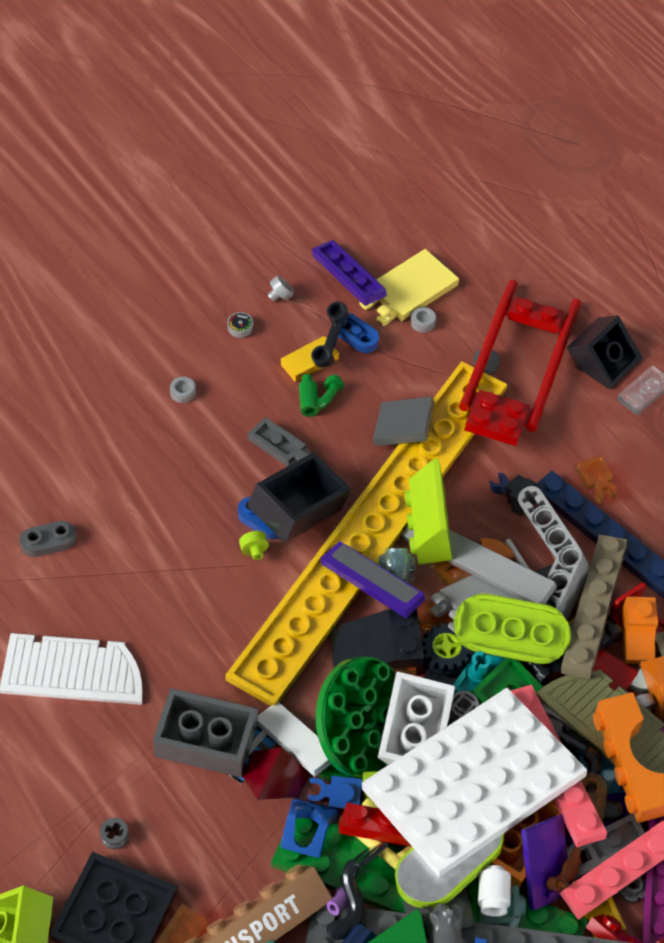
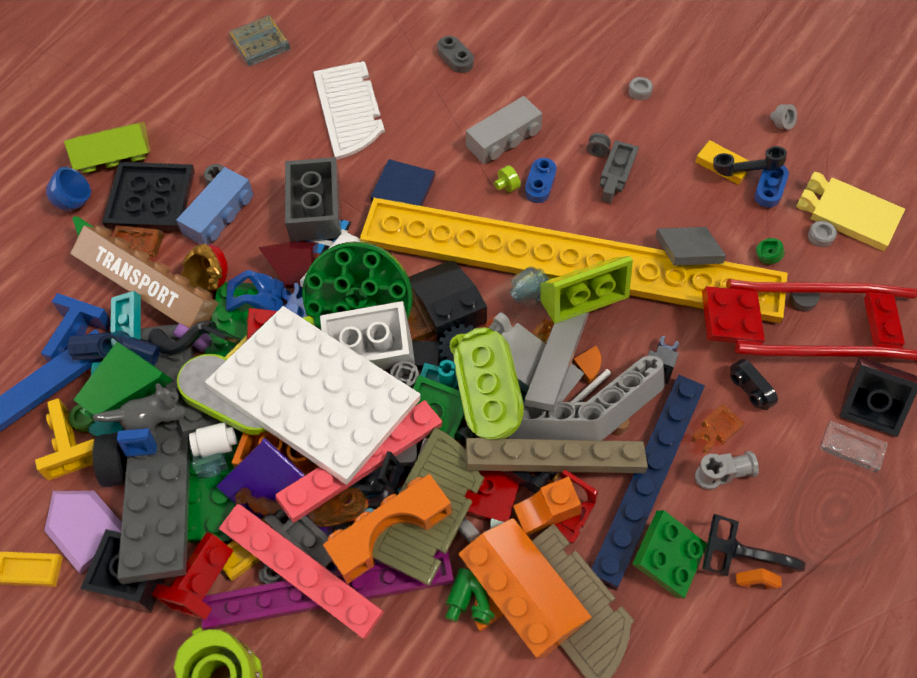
camera: 75 degrees right, 5 degrees up
(167, 840) = (215, 207): none -> medium blue brick
(188, 526) = (504, 130): none -> light grey brick
(213, 645) = (403, 183): none -> dark blue tile
(240, 325) = (729, 104): tile -> none
(245, 450) = (598, 145): none -> dark grey bush
(255, 864) = (206, 267): none -> pearl gold hair
(298, 497) = (560, 187): black piece -> none
(308, 394) = (678, 175): green plant -> none
(349, 272) = (832, 157): dark purple tile -> none
(373, 579) = (499, 265): tile -> none
(429, 364) = (770, 251): none -> green tile
(564, 434) = (754, 384): none -> black plate
(639, 487) = (722, 469): none -> light grey connector

